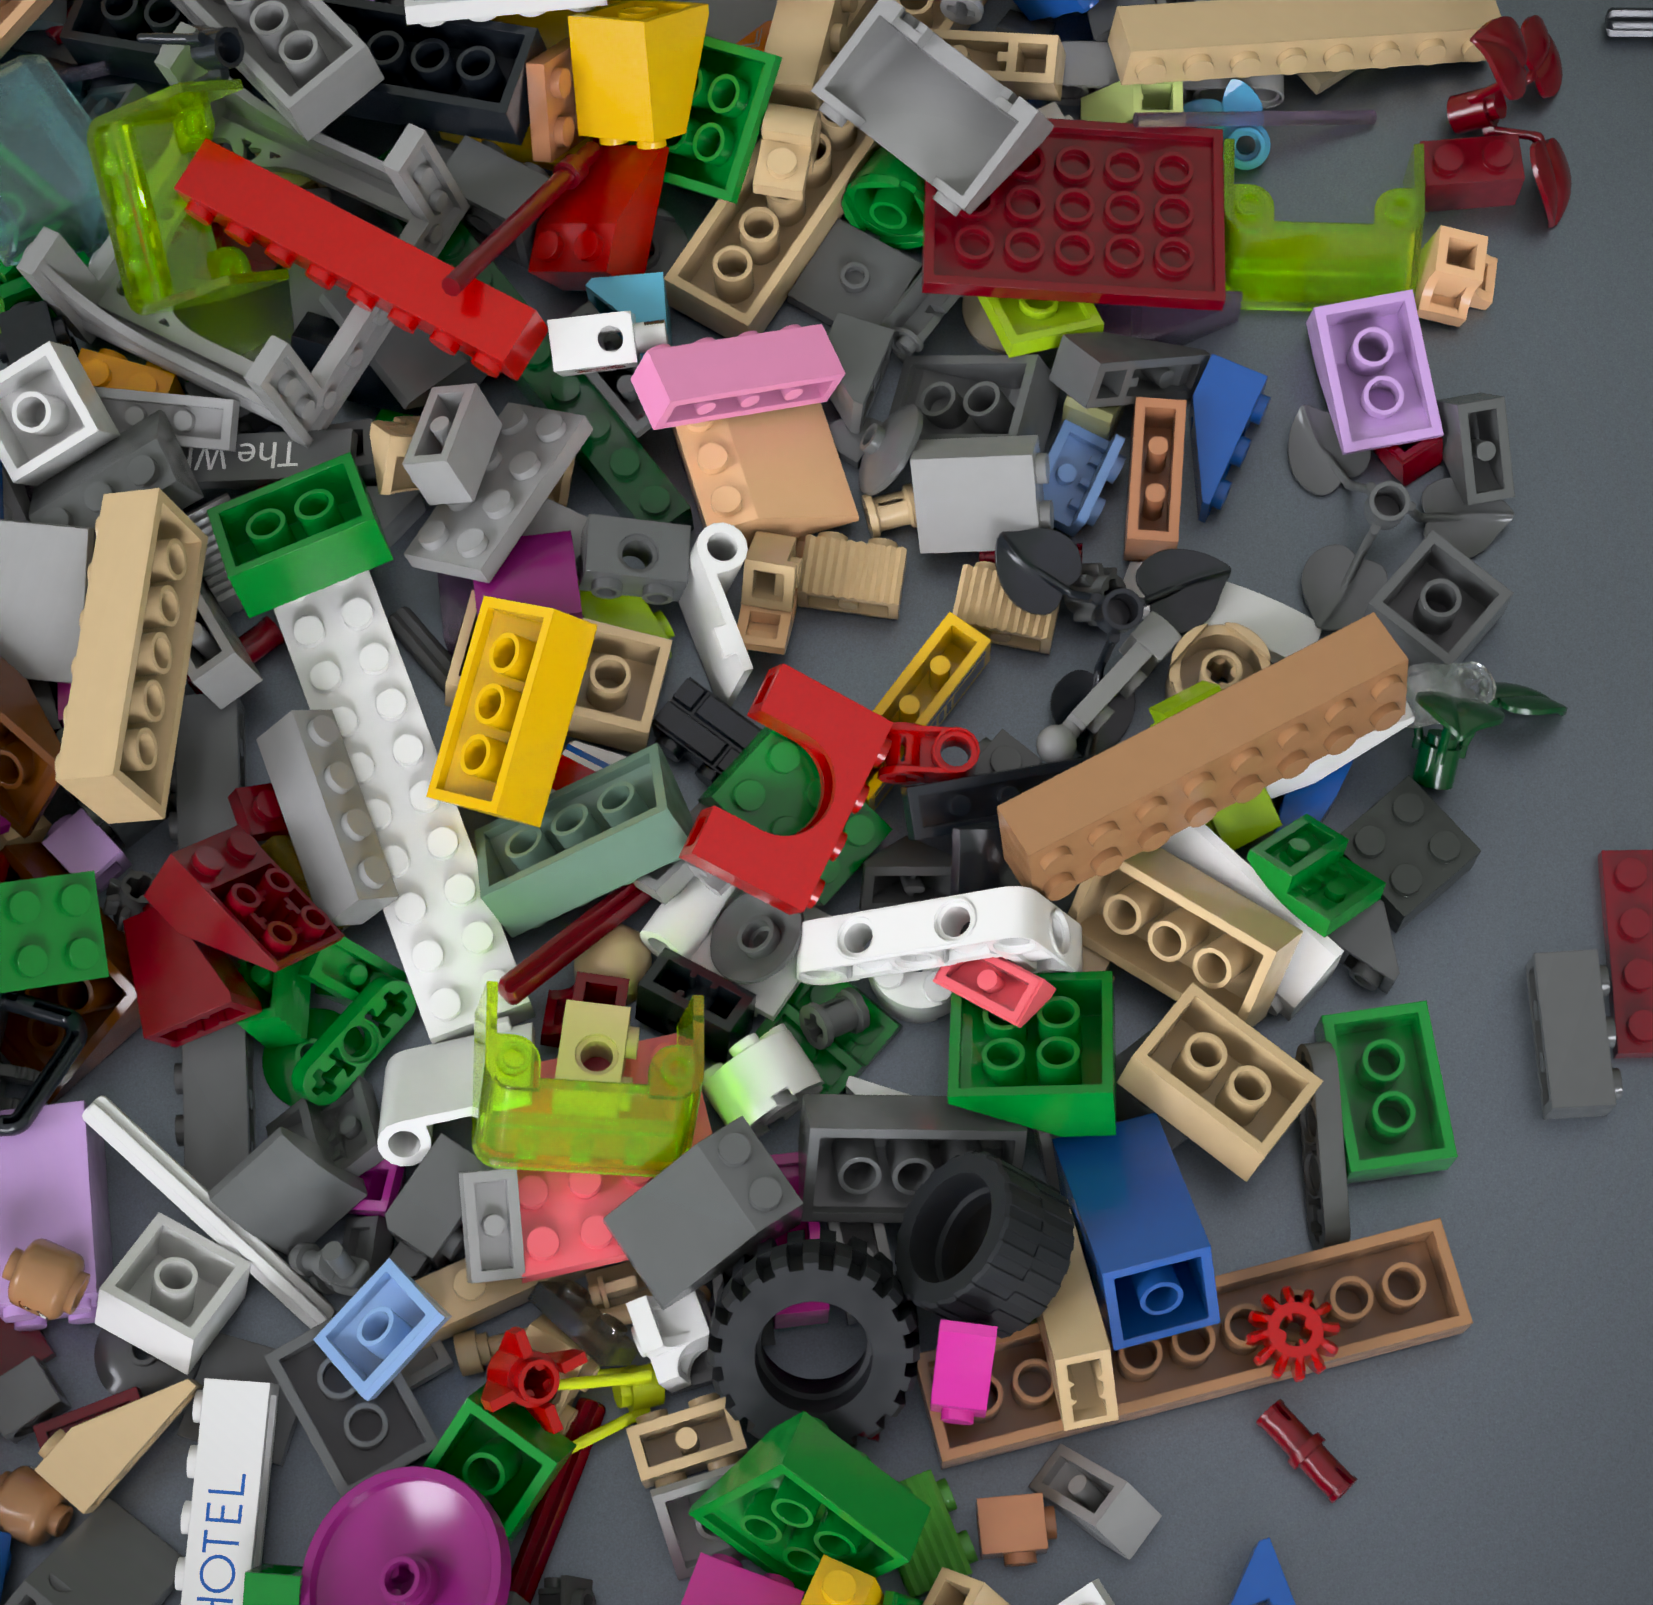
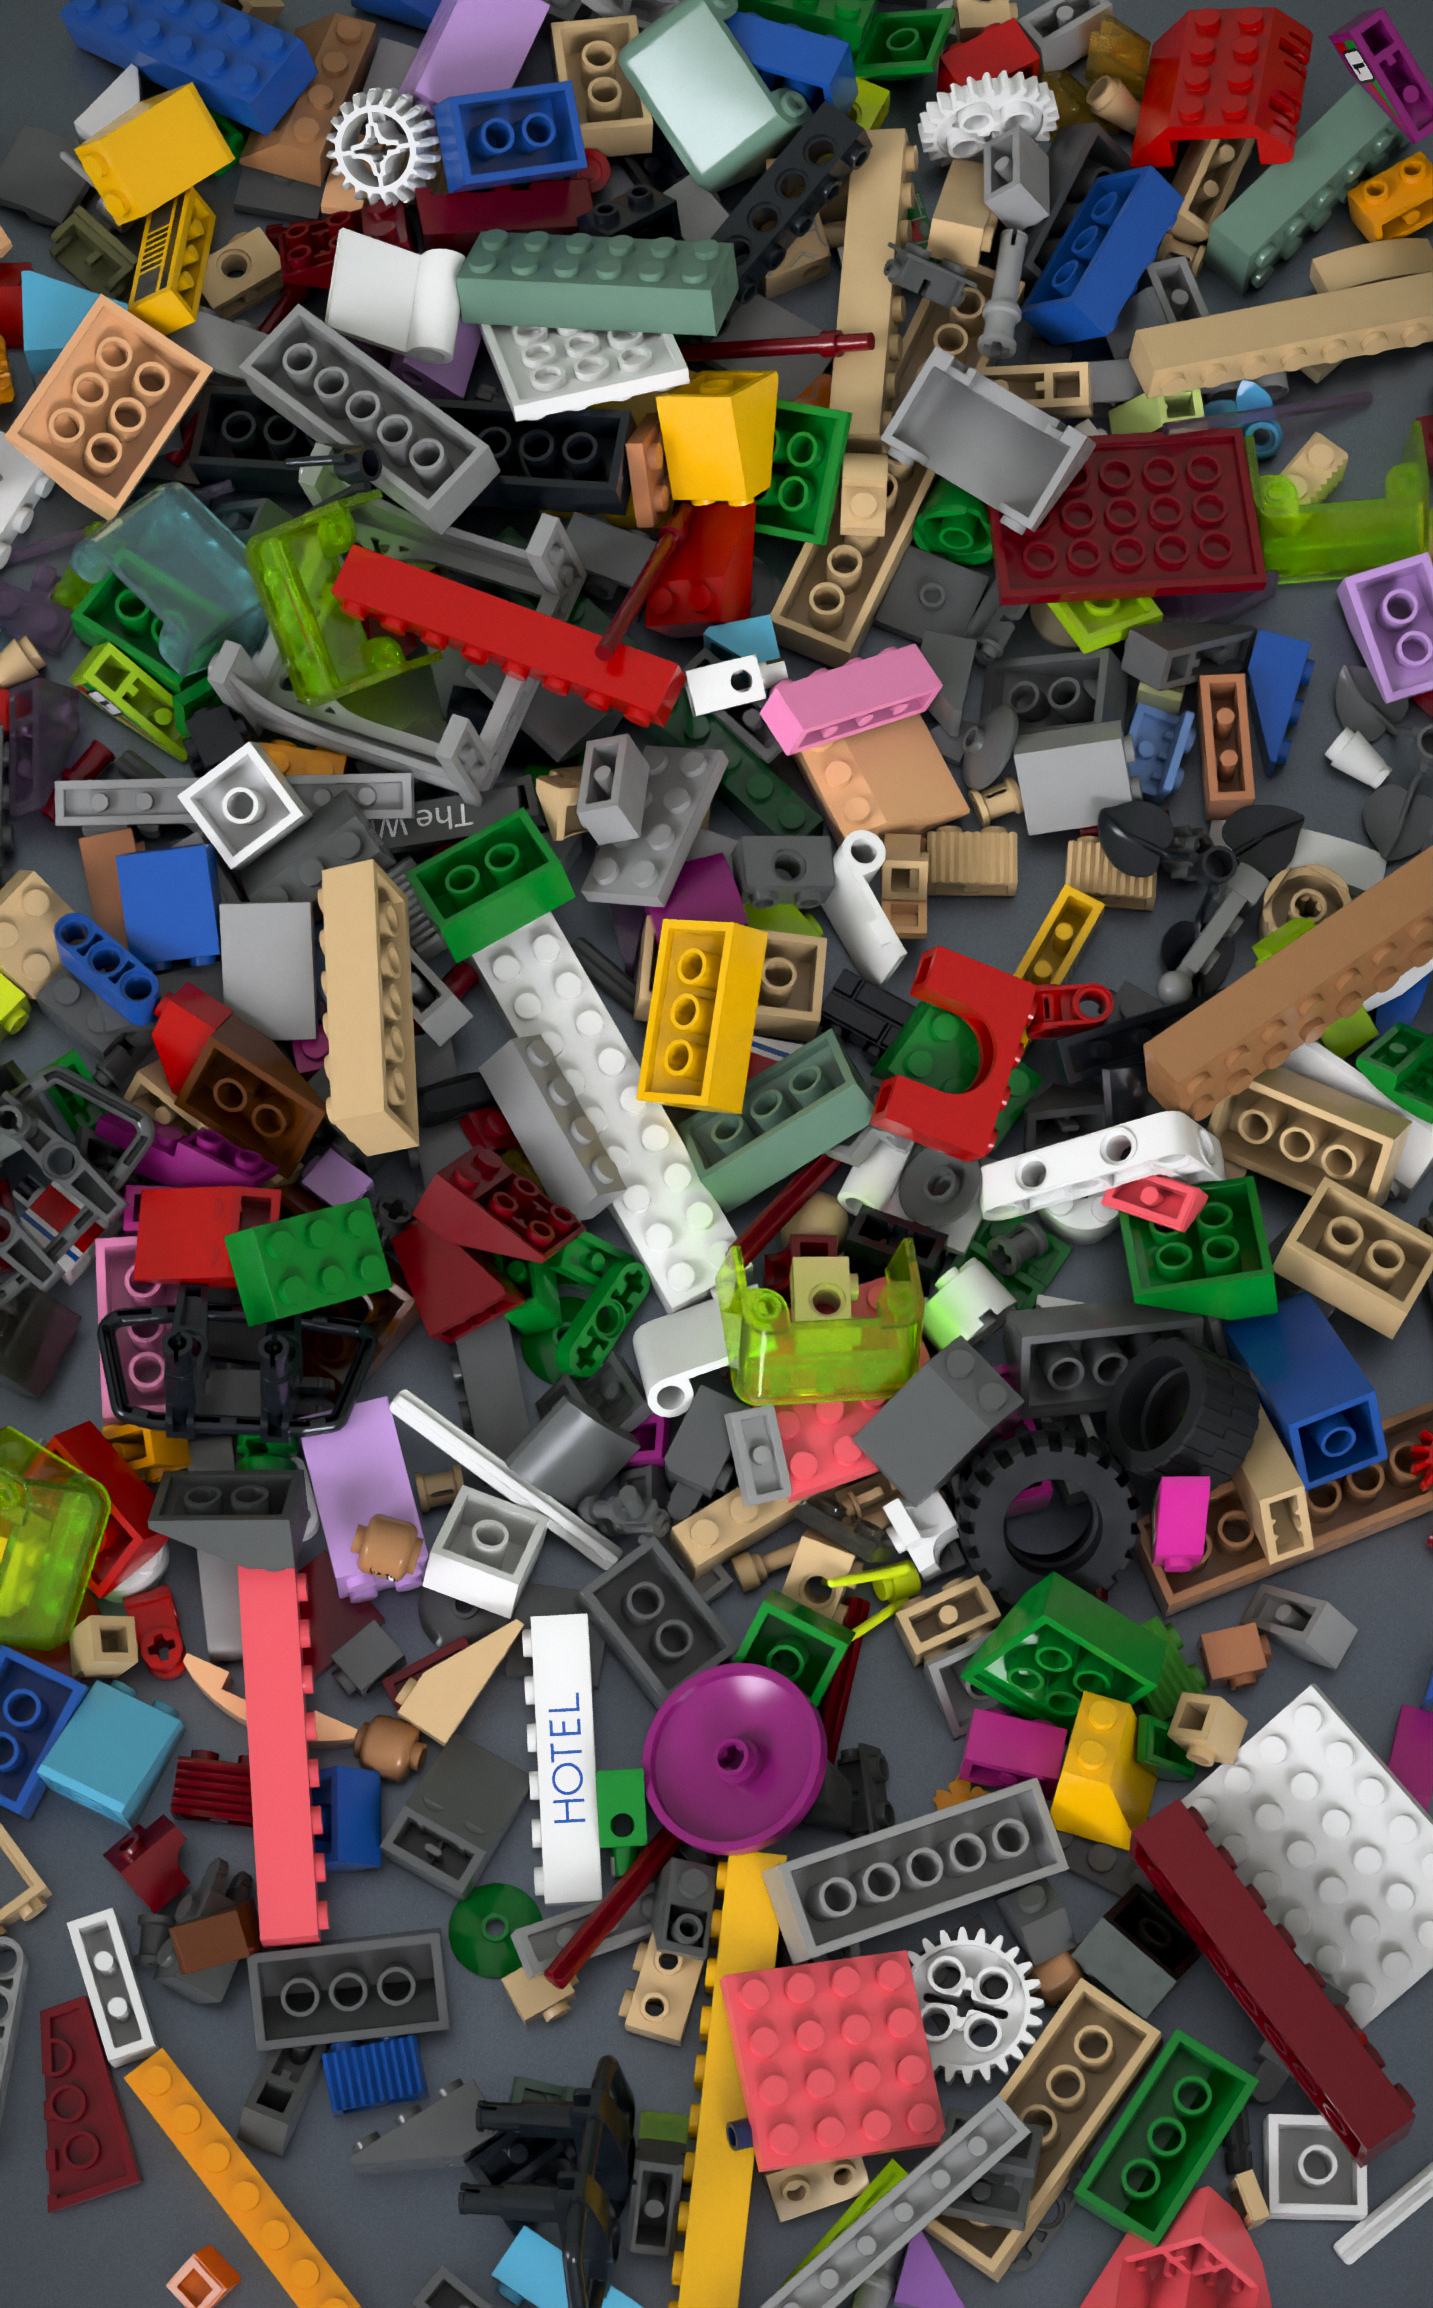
camera: 10 degrees left, 0 degrees up
(136, 1210) = (438, 1488): none -> tan bush
(217, 771) = (452, 1099): none -> black piece
(381, 1329) = (678, 1553): light blue slope -> none
(524, 1375) = (811, 1577): red brick -> none
(1301, 186) = (1316, 469): none -> tan brick
(1303, 511) = (1357, 758): none -> white cone

